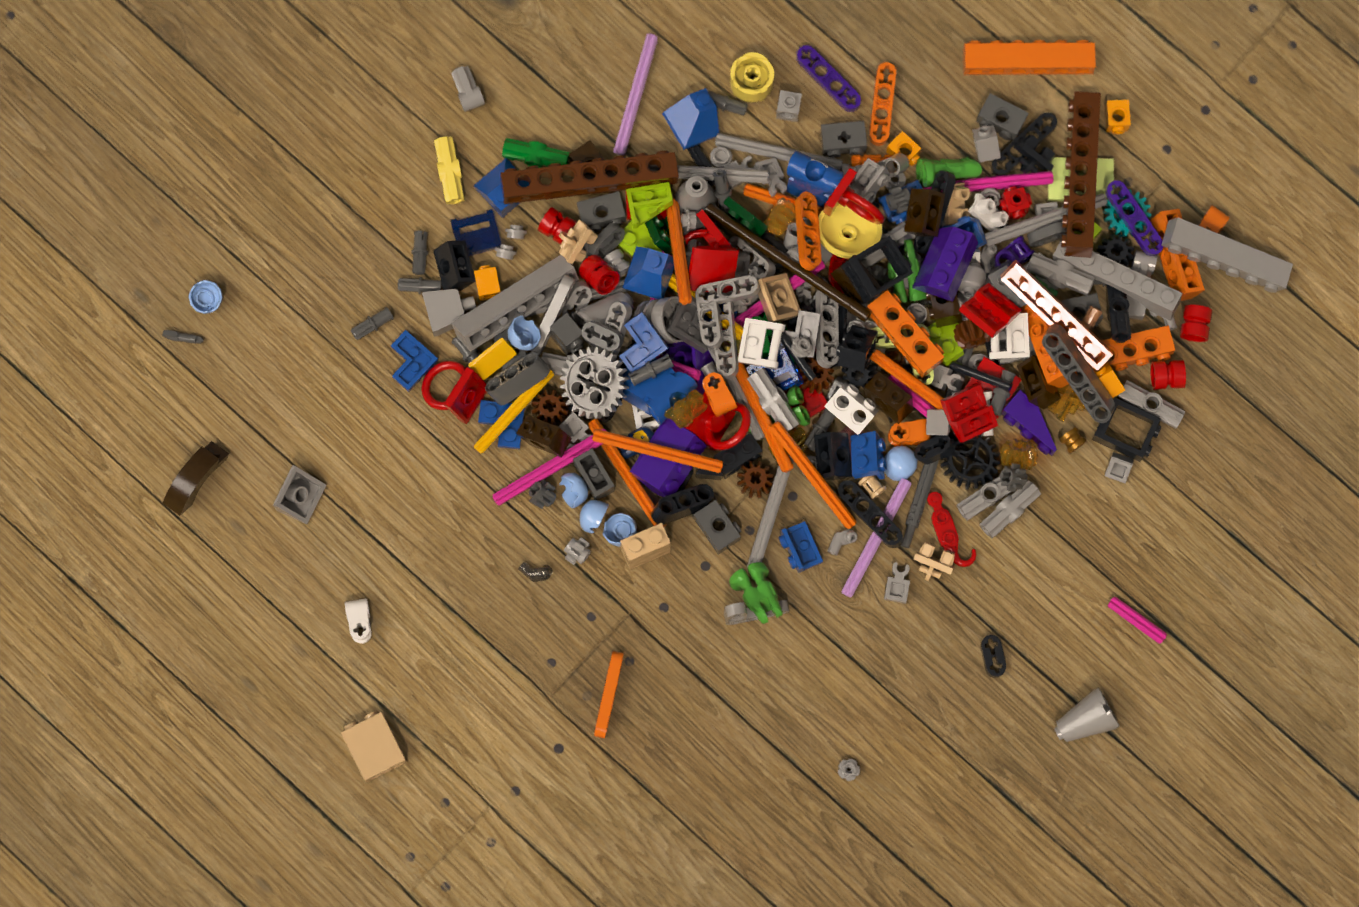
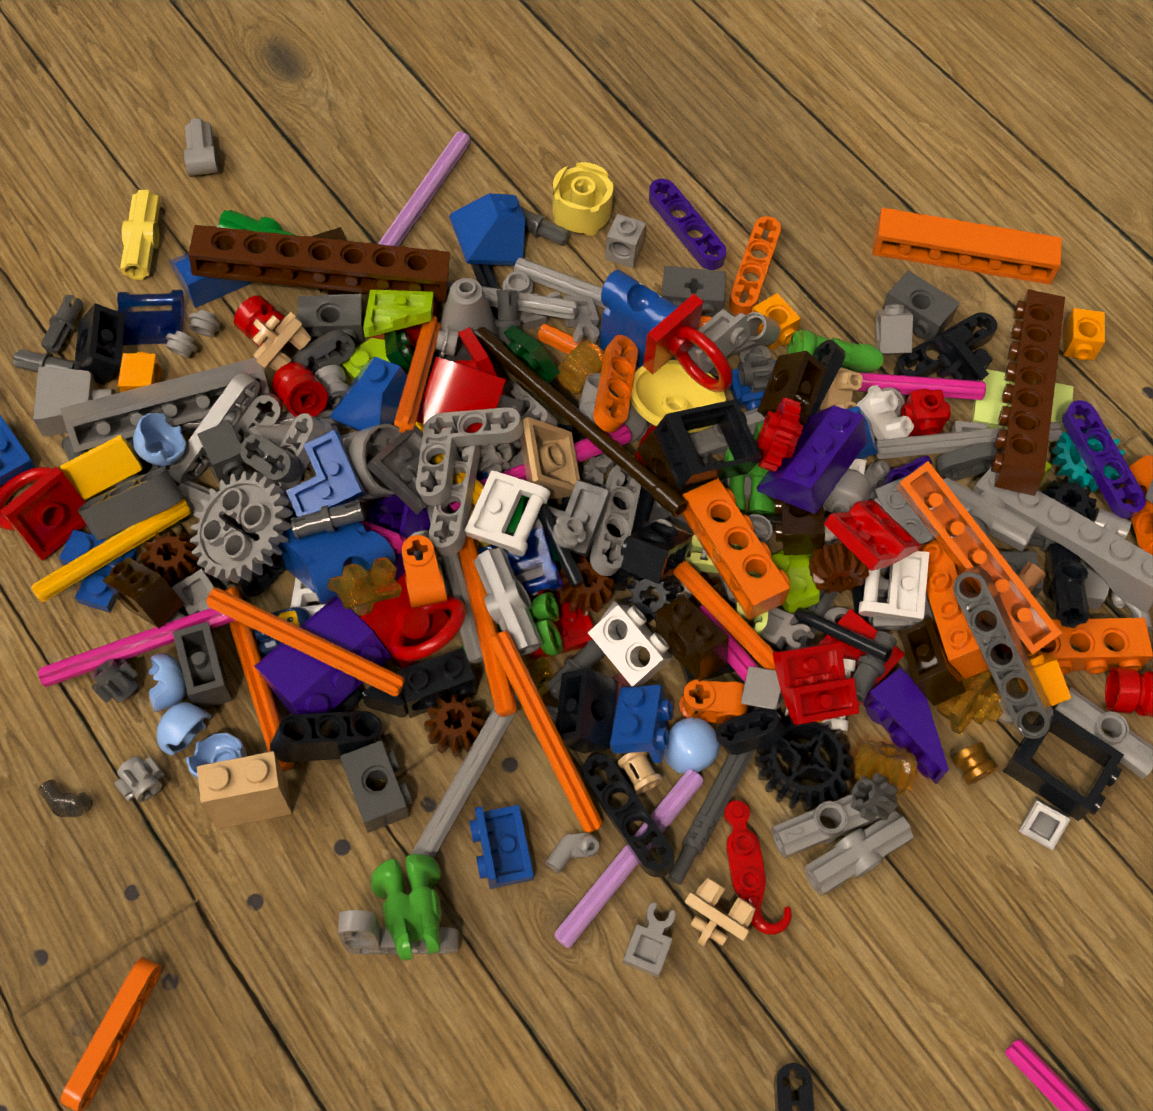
camera: 10 degrees right, 15 degrees down
(921, 255) = (779, 434): none -> red gear

